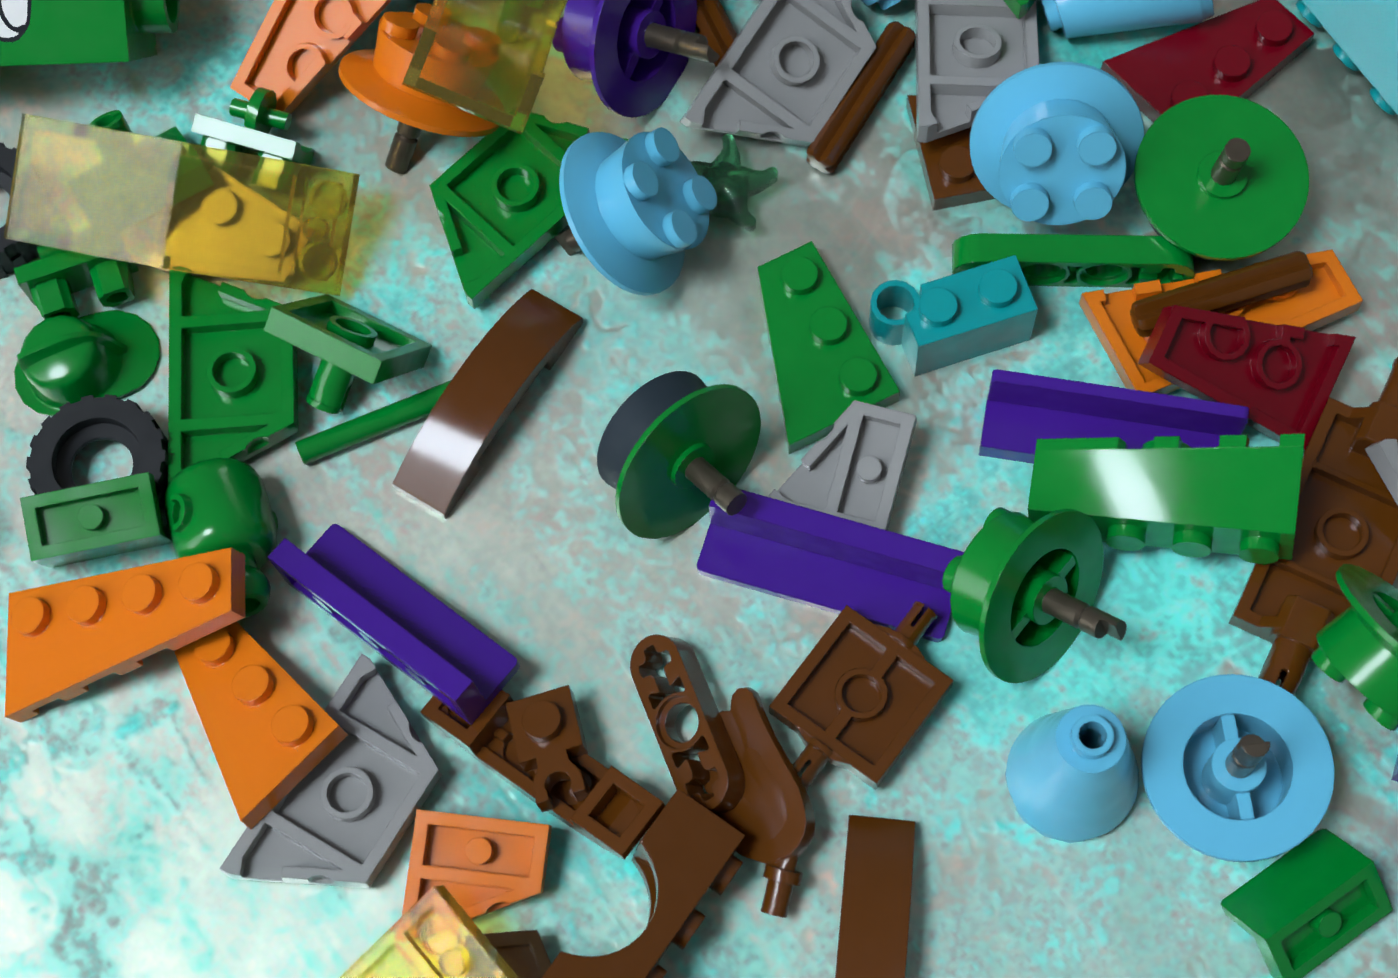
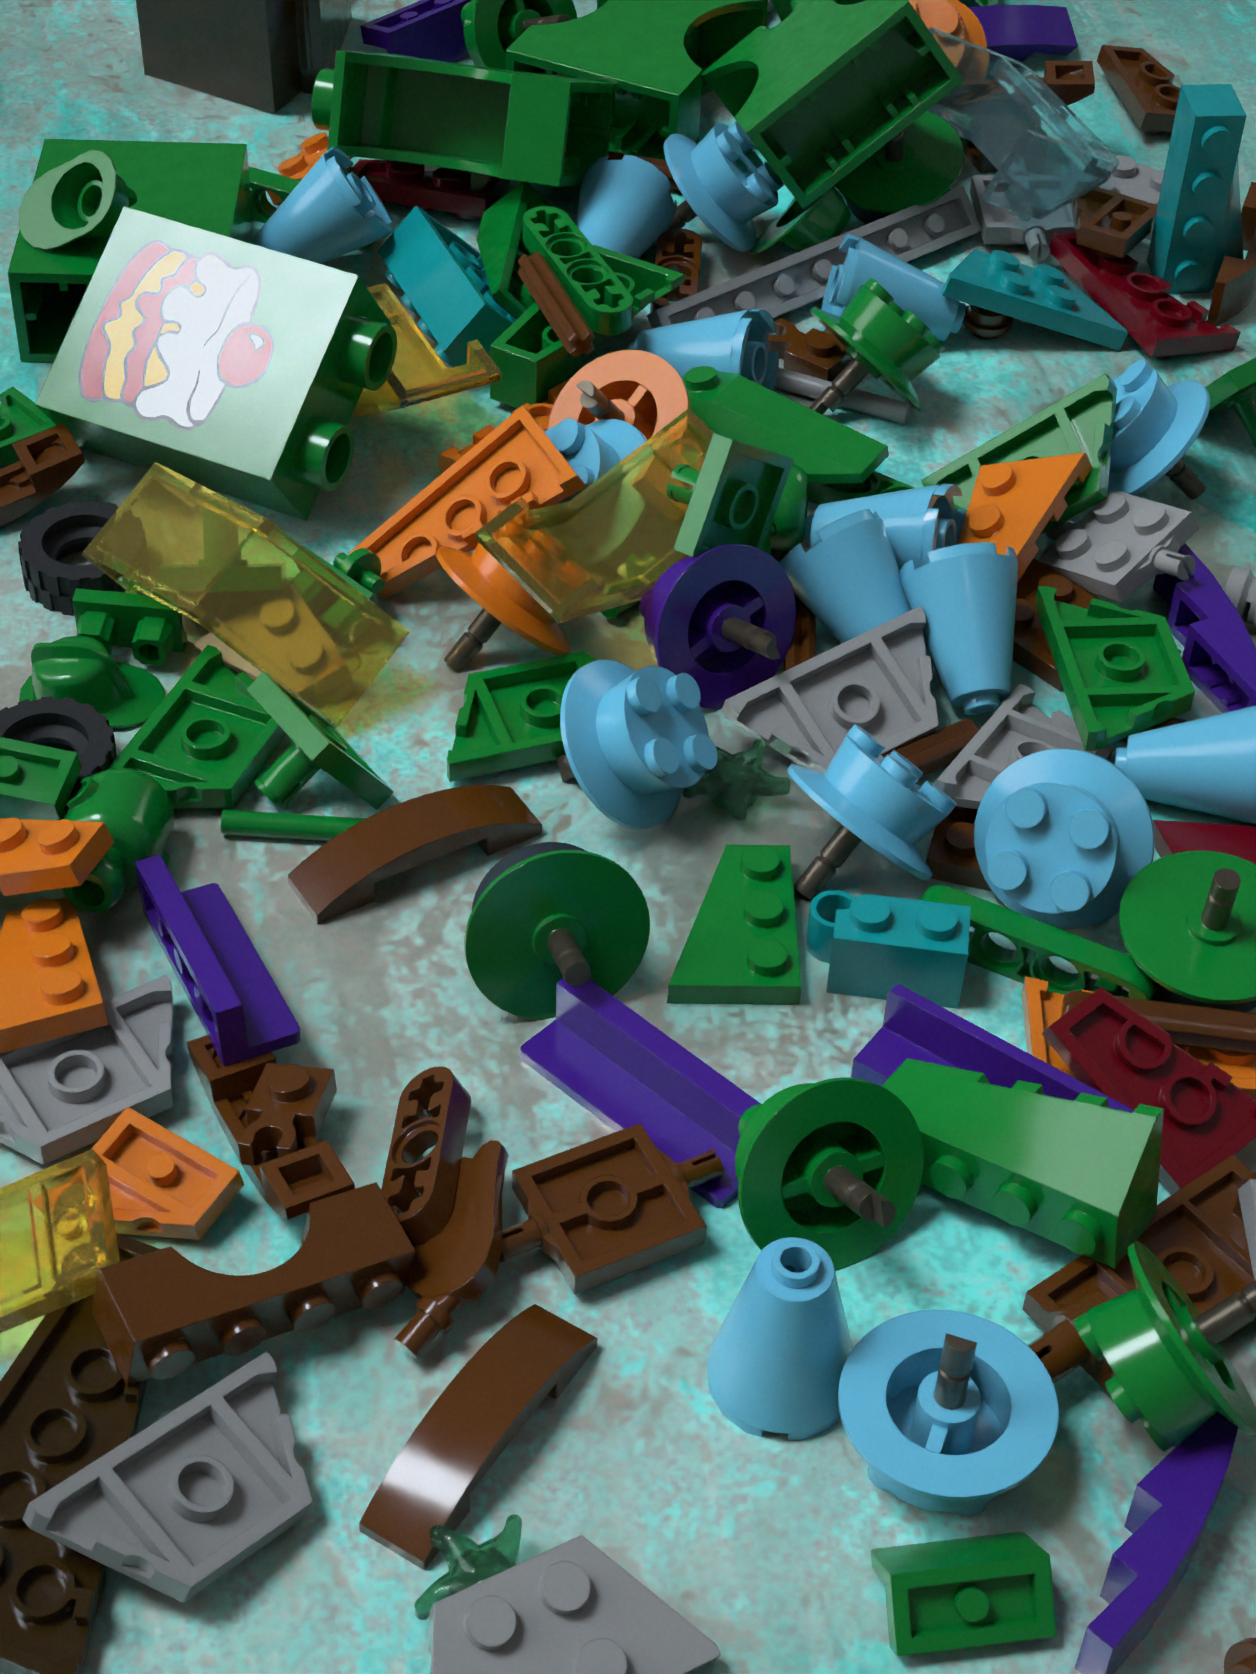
camera: 20 degrees right, 25 degrees down
(855, 466) = (729, 1018): light grey wing -> none
(878, 186) = (875, 804): none -> medium azure piece

